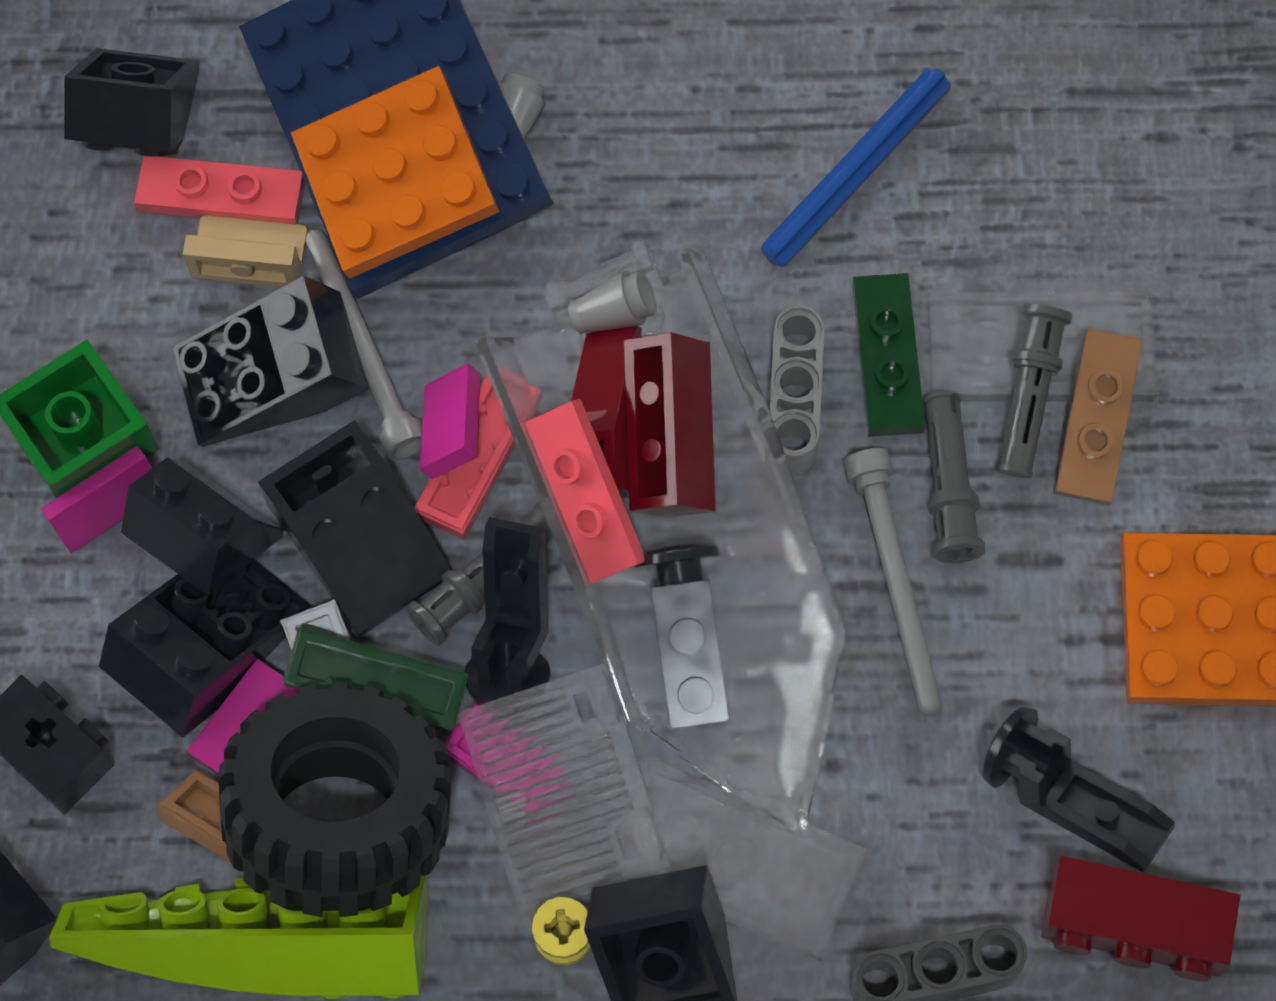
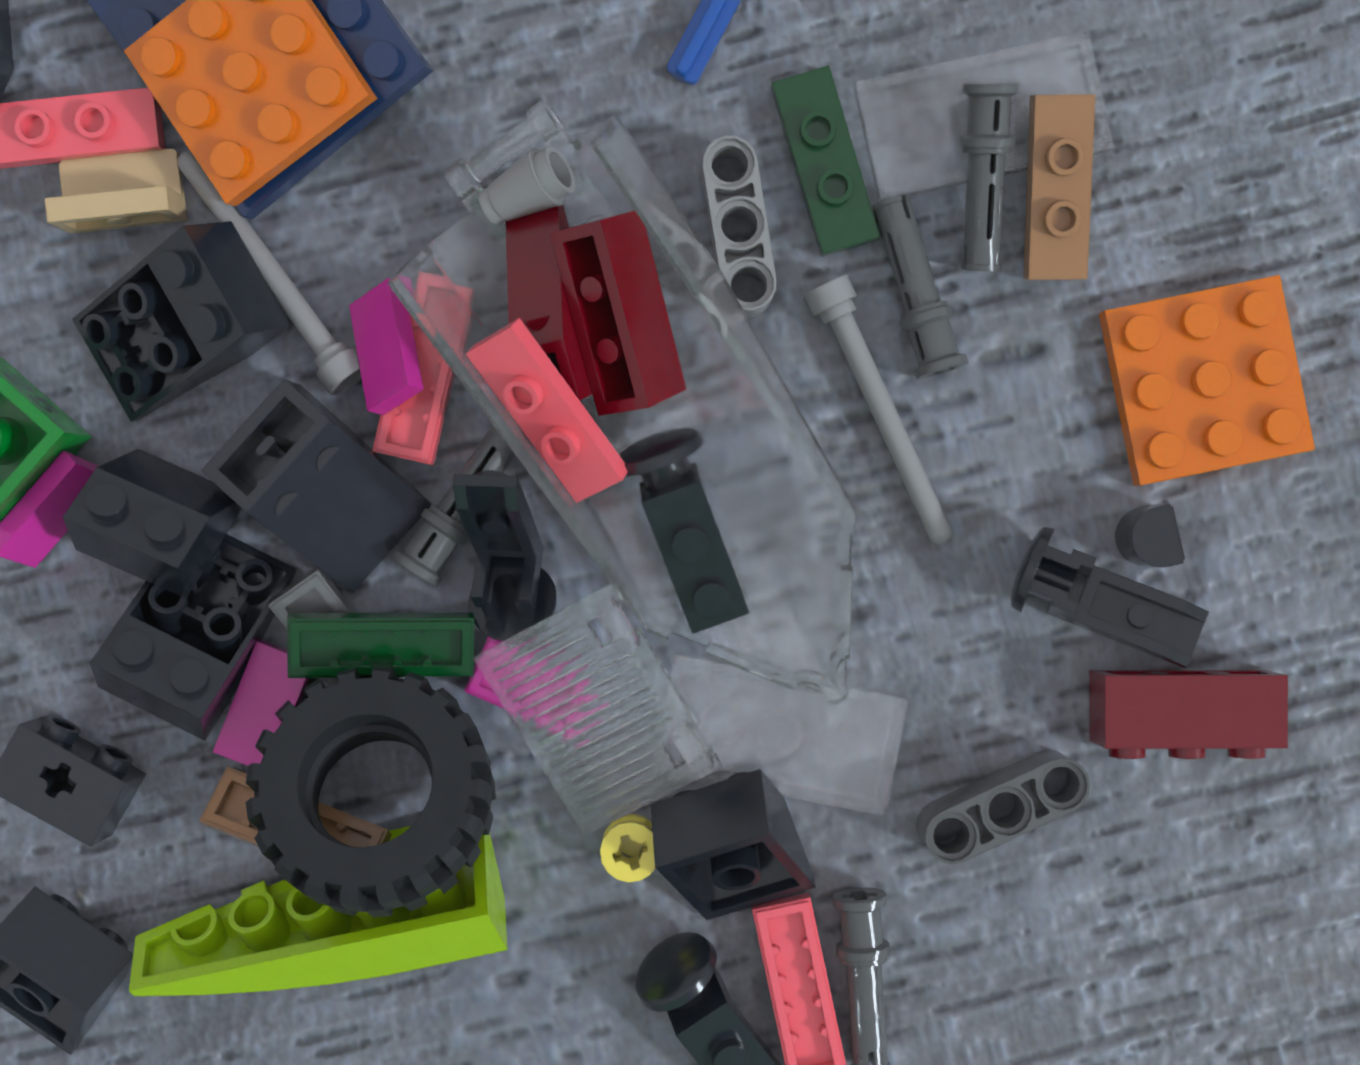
camera: 15 degrees left, 20 degrees up
(1131, 746) = (1150, 536): none -> black brick

